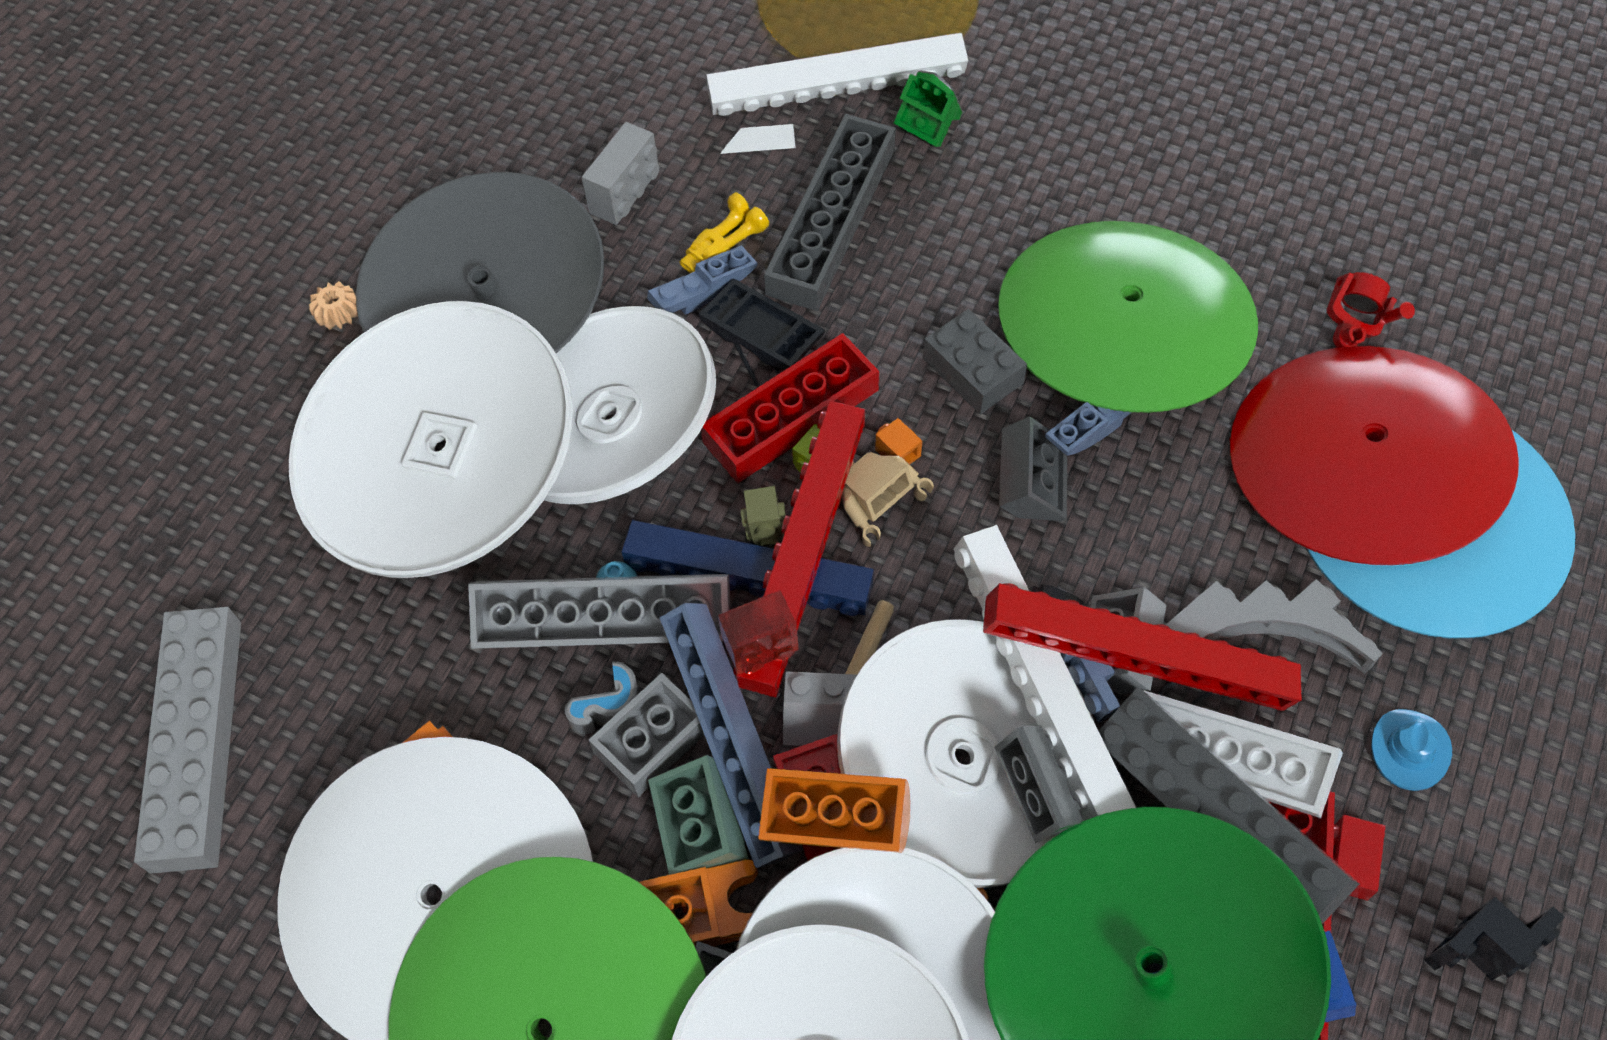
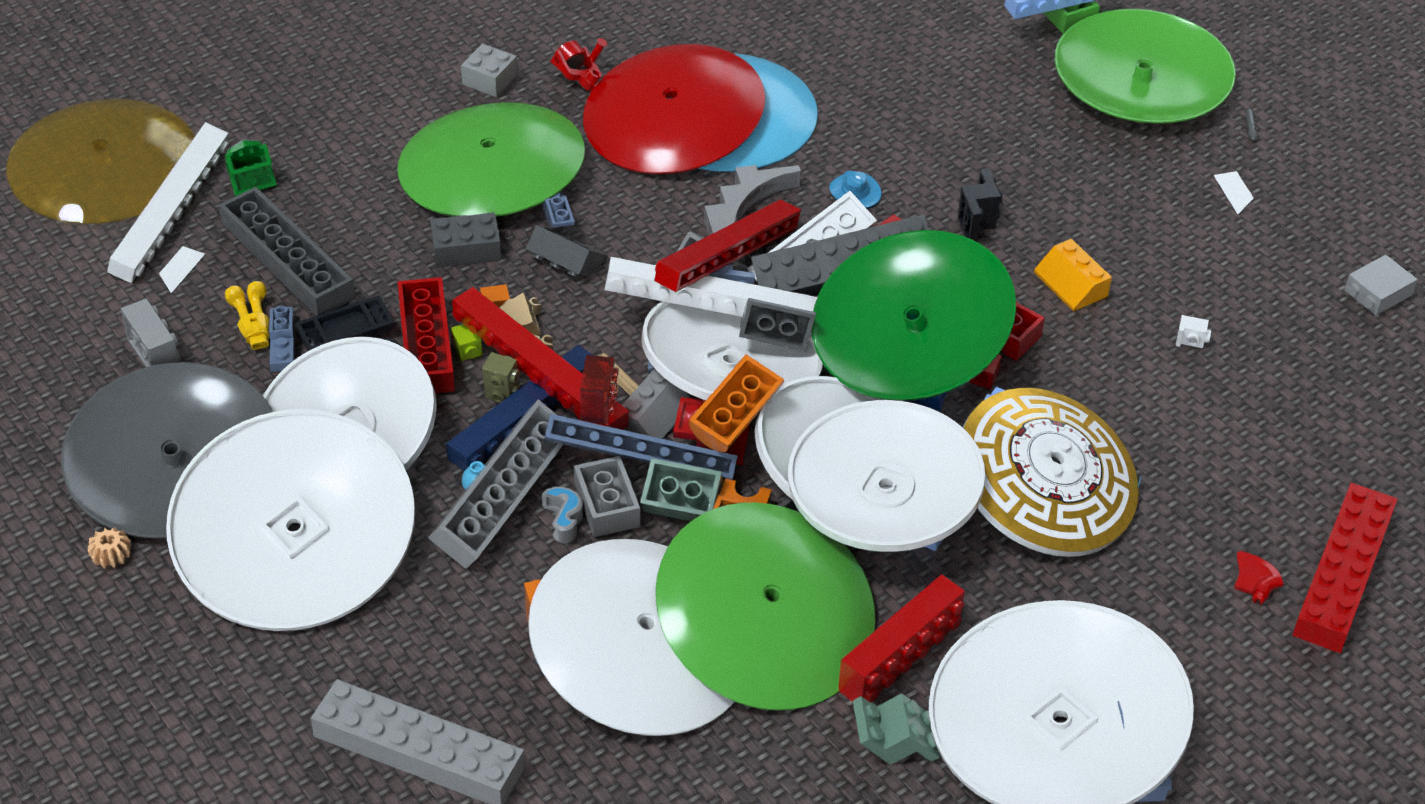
camera: 65 degrees left, 15 degrees down
(1274, 228) = (489, 70): none -> light grey brick

